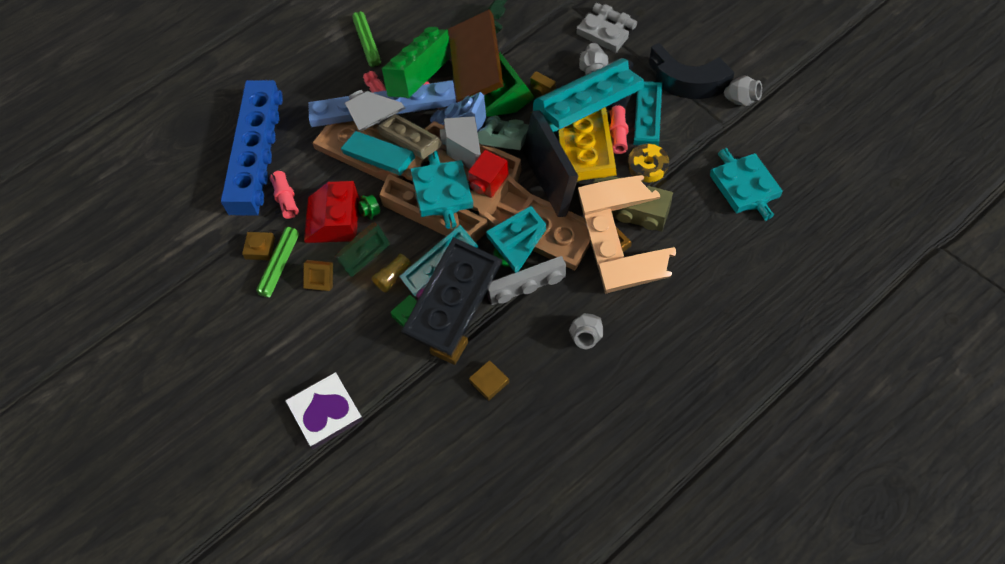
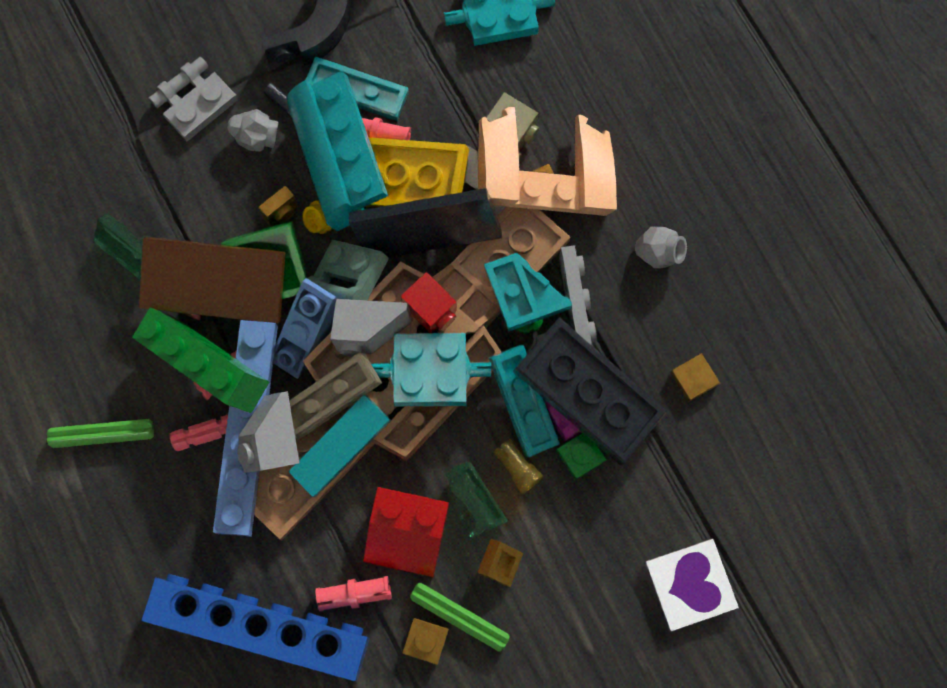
camera: 85 degrees left, 15 degrees up
(368, 206) = (408, 478): green plate -> none
(648, 153) = (434, 97): piece -> none

